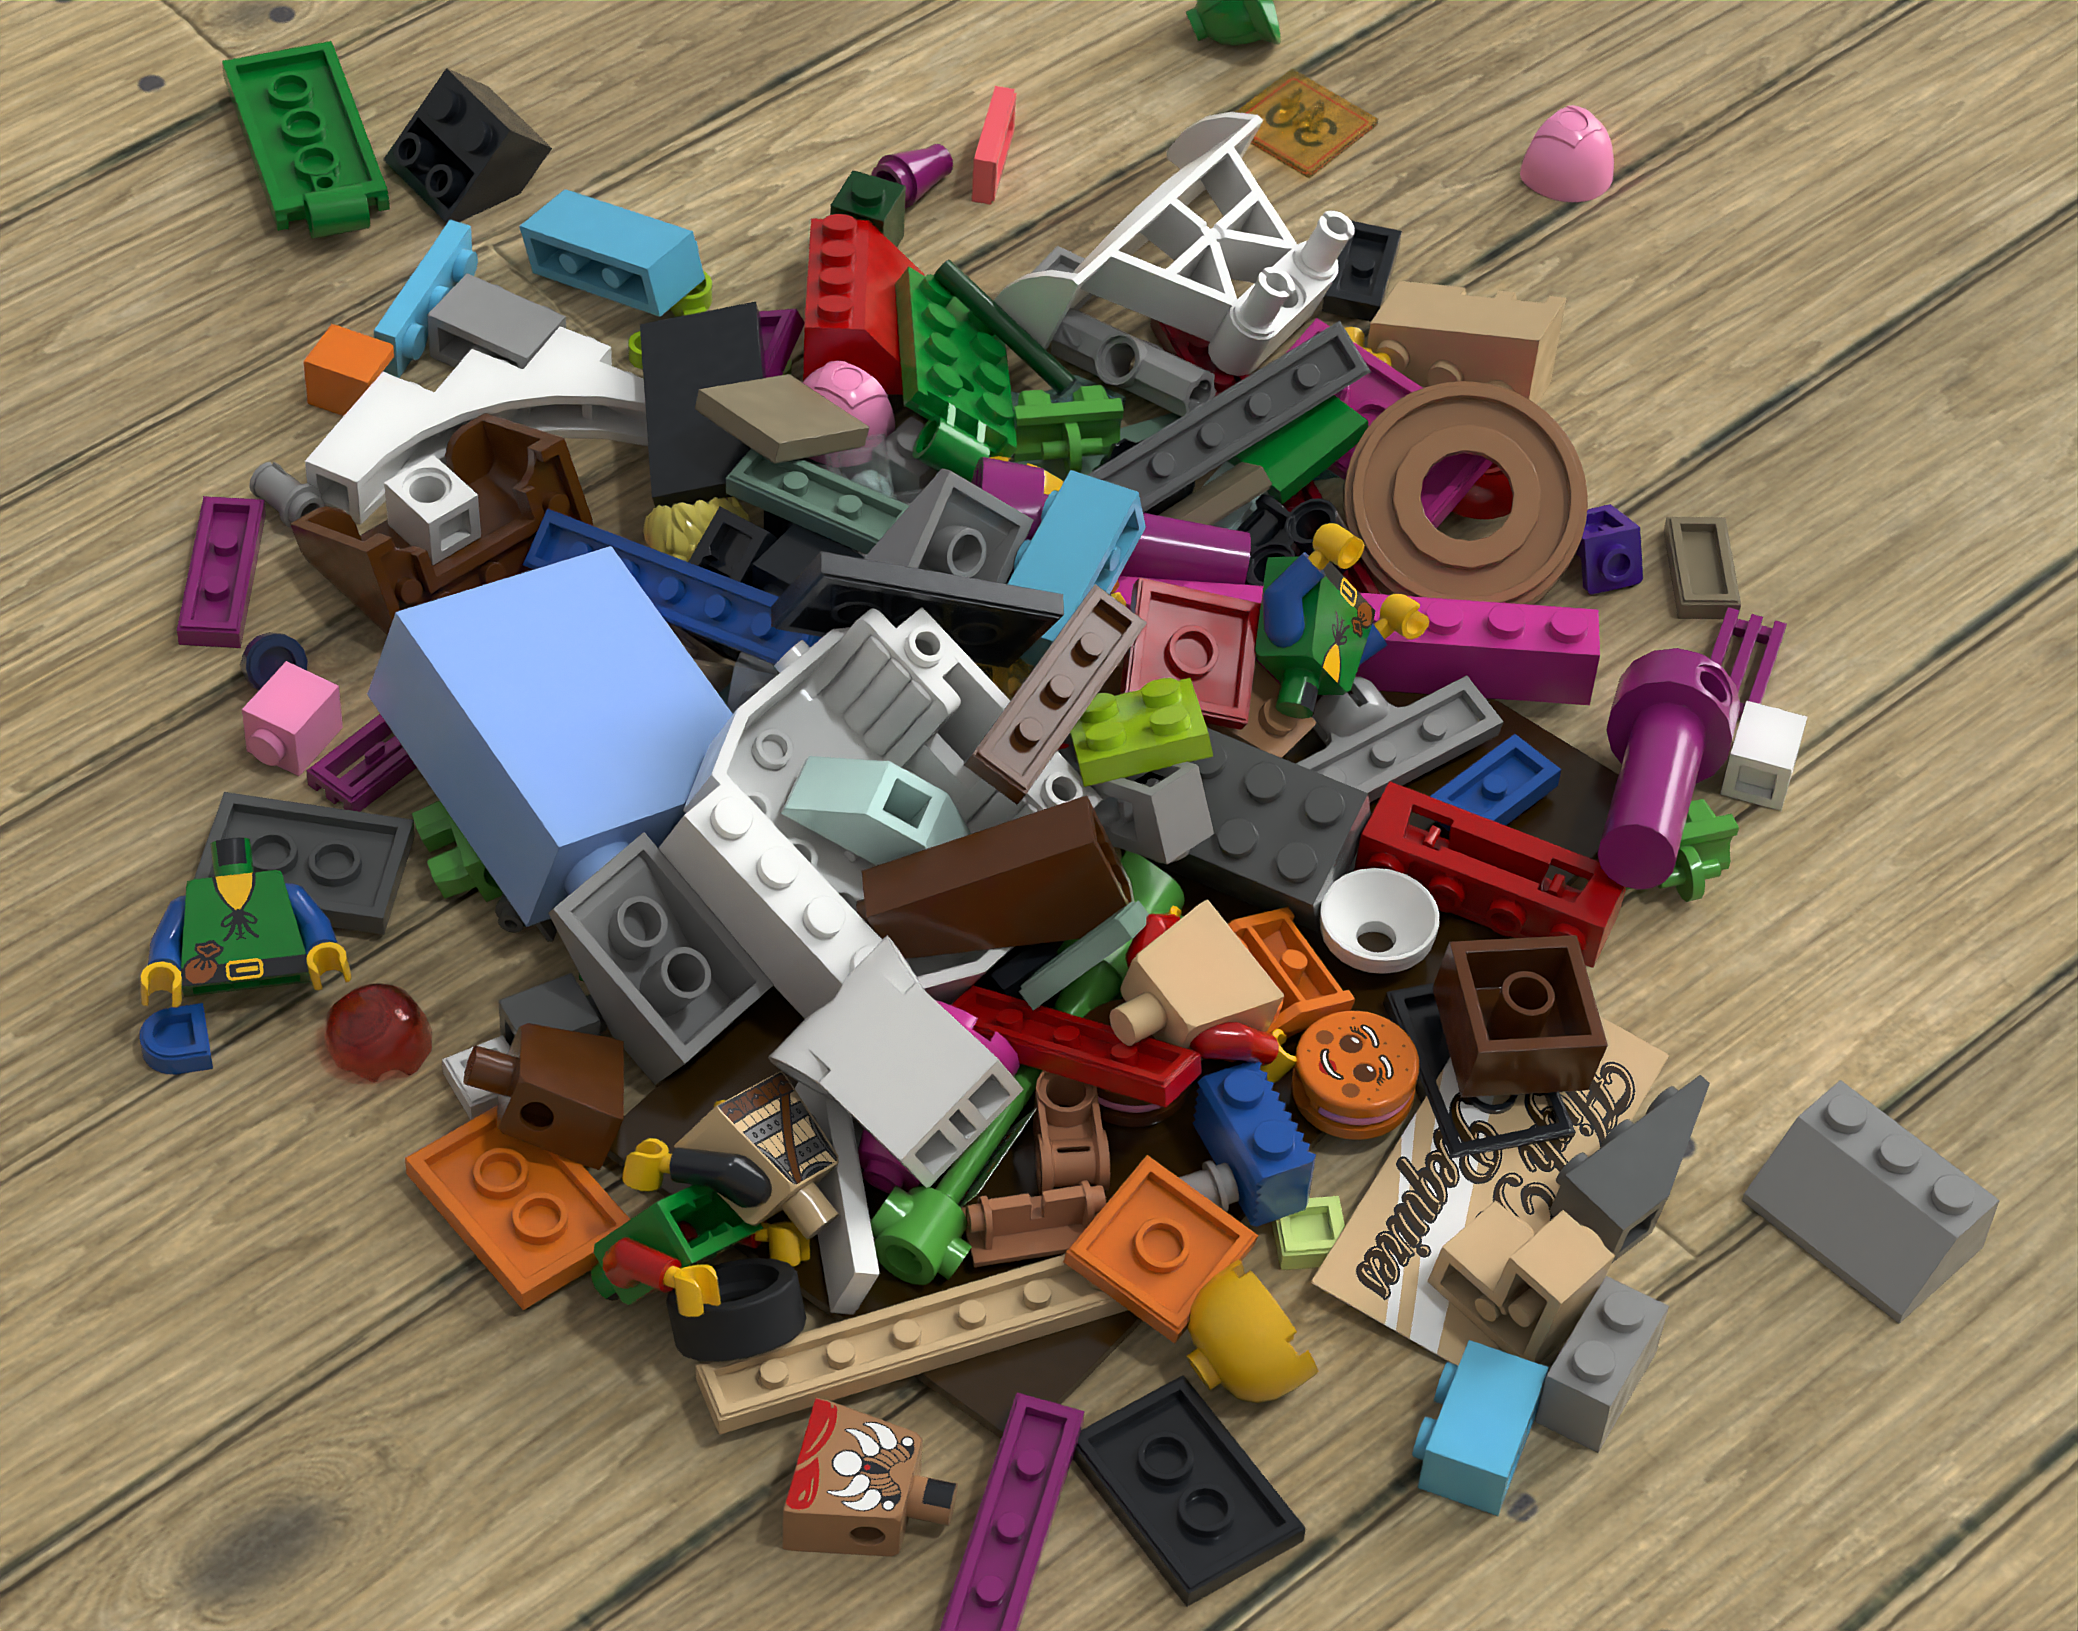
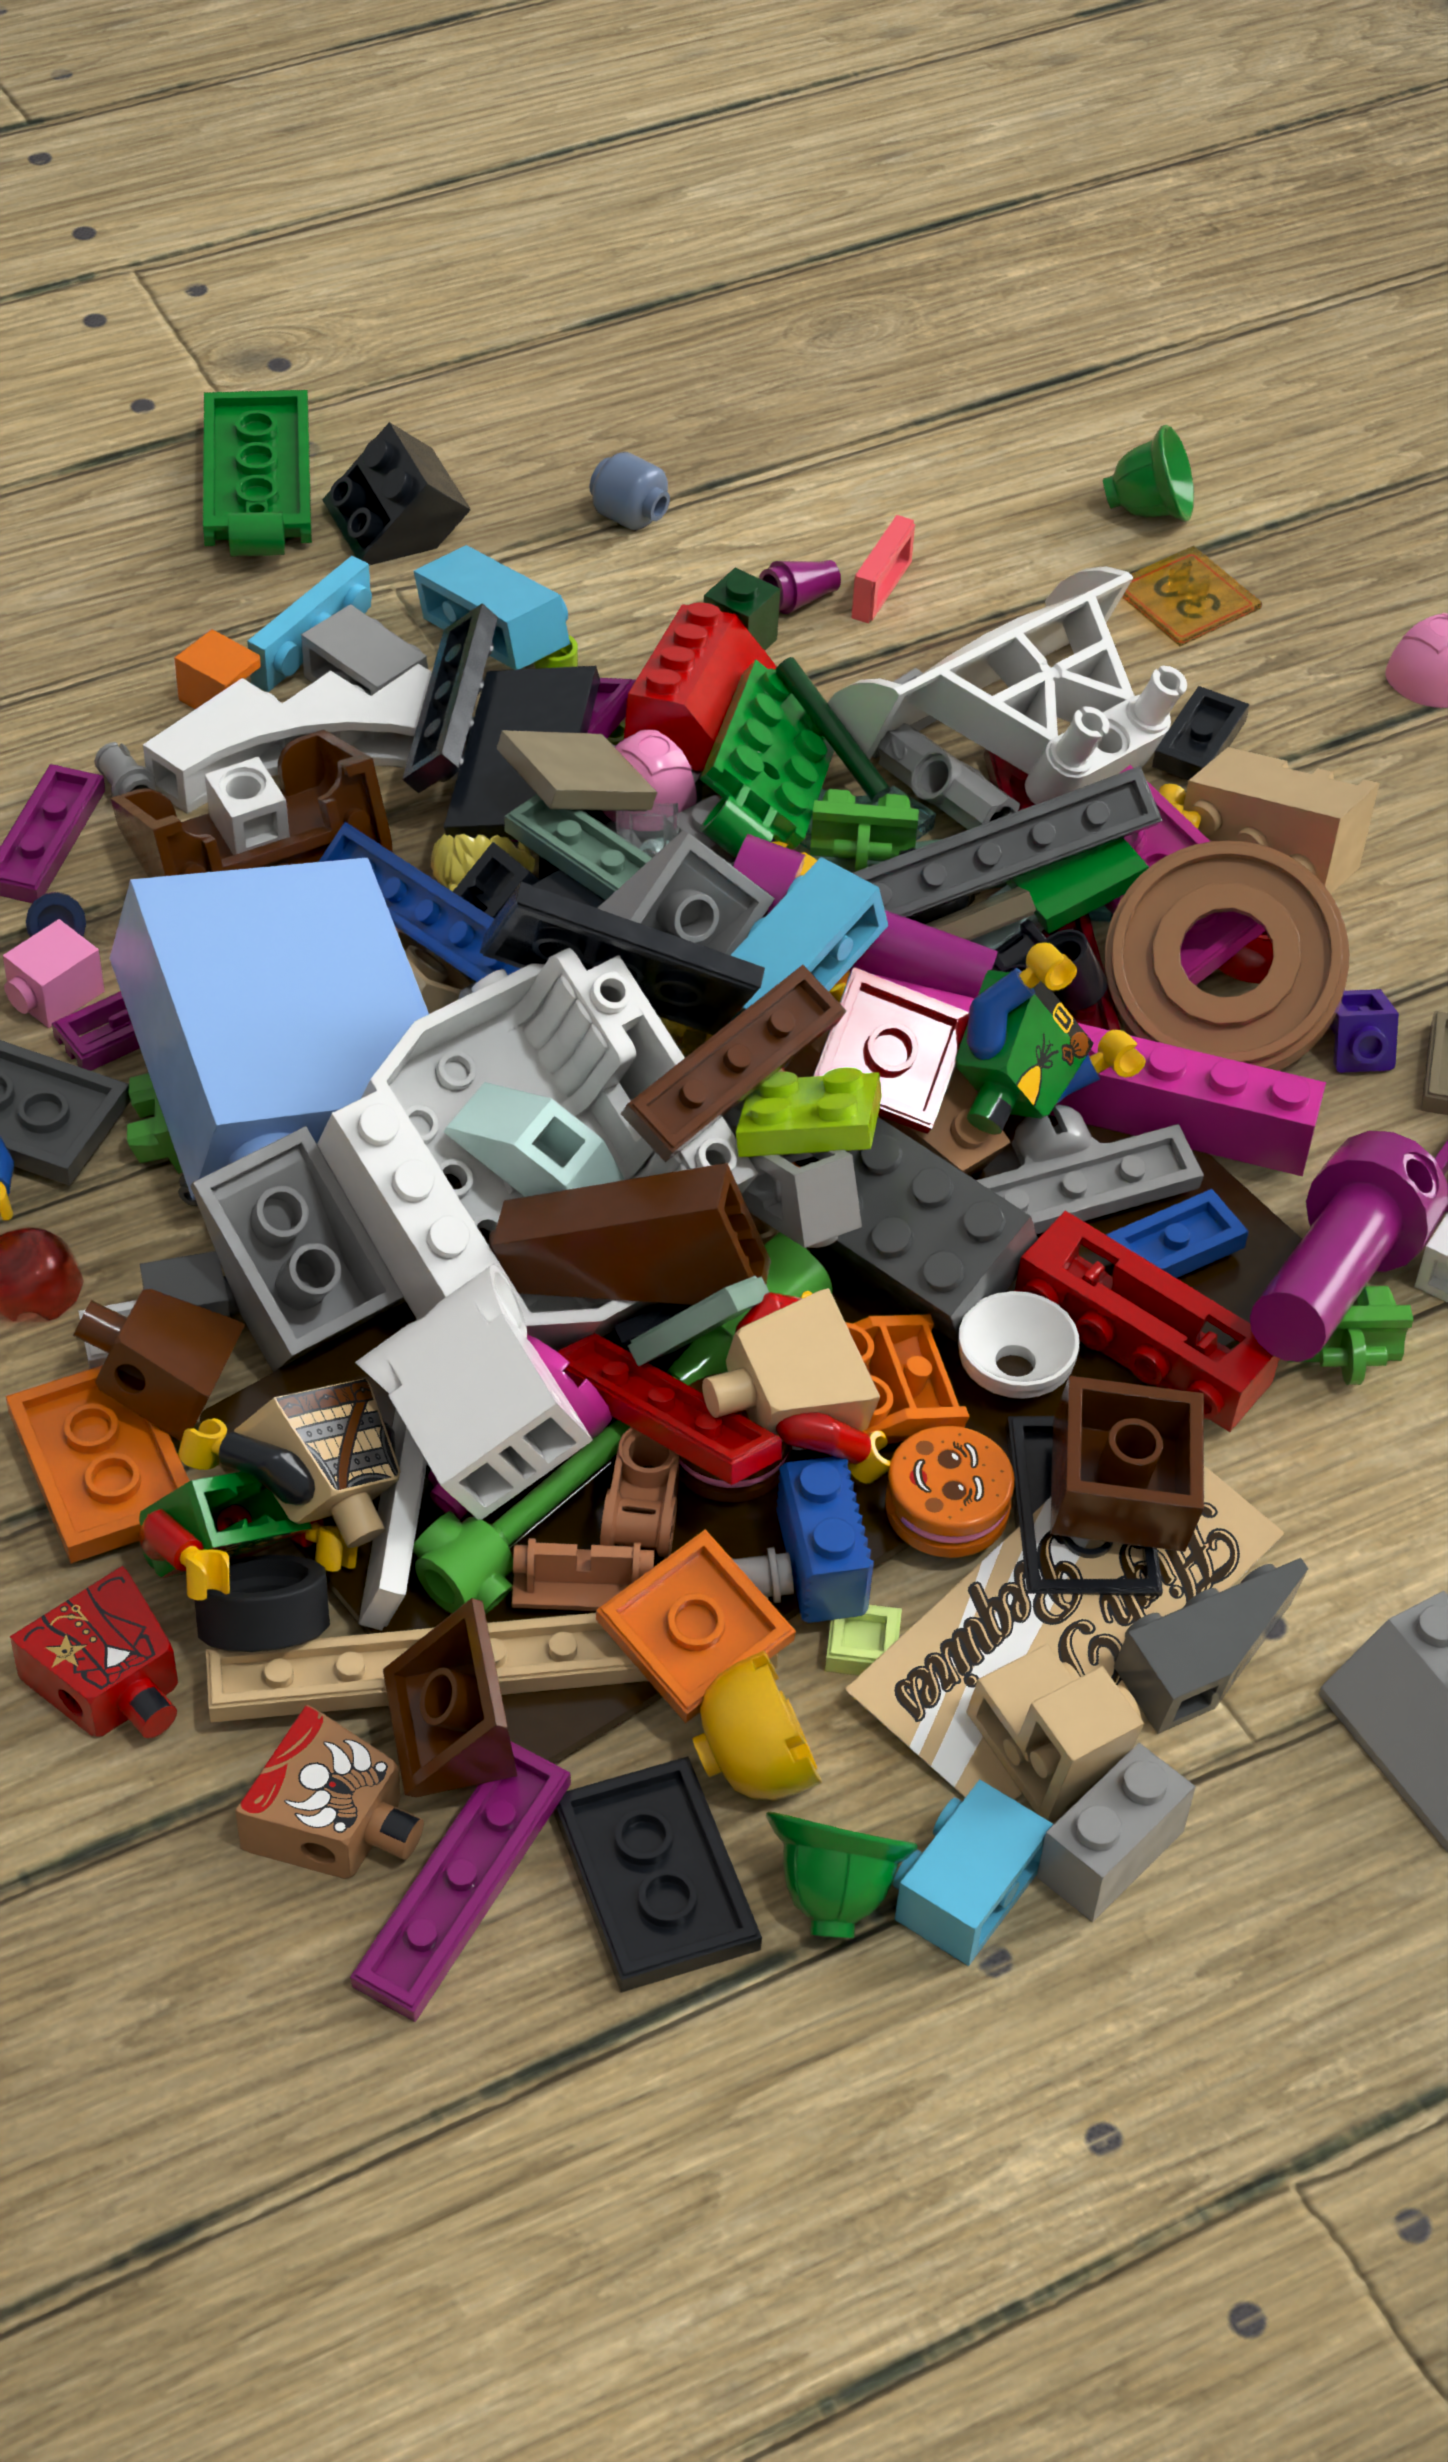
camera: 15 degrees right, 0 degrees up
(594, 1395) = (101, 1659): none -> red torso
(614, 360) = (450, 700): none -> black plate
(707, 100) = (629, 490): none -> sand blue head
(961, 1369) = (449, 1708): none -> reddish brown slope
(1359, 1451) = (836, 1872): none -> green hat

